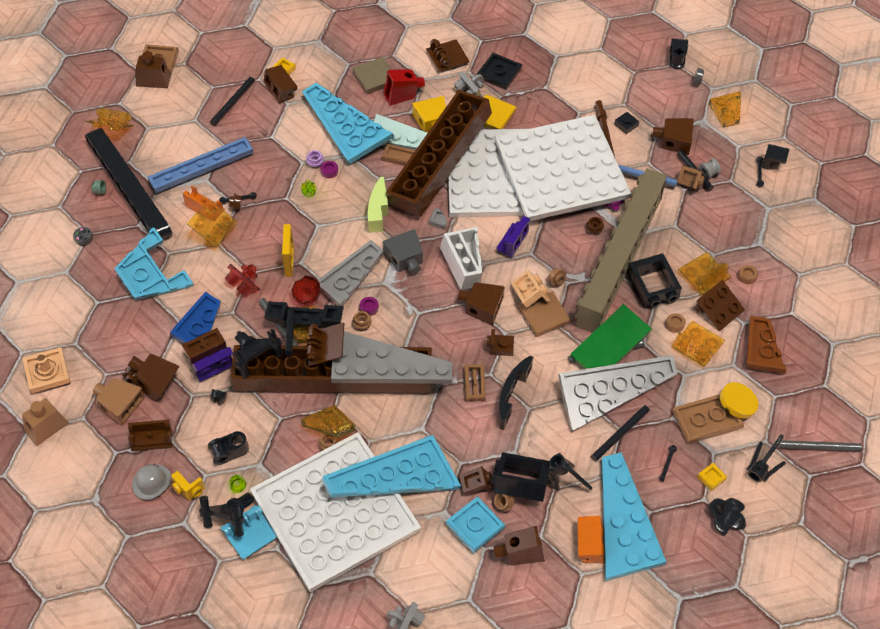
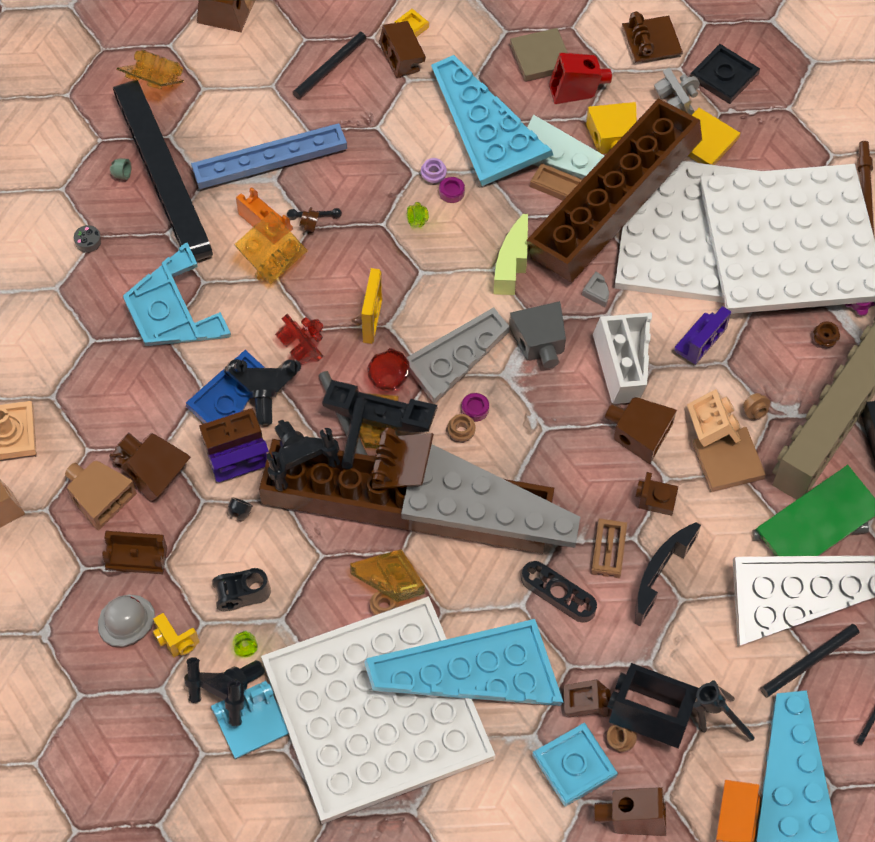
camera: 10 degrees right, 5 degrees up
(220, 311) = (262, 383): none -> black axle
(430, 415) = (571, 610): none -> black beam

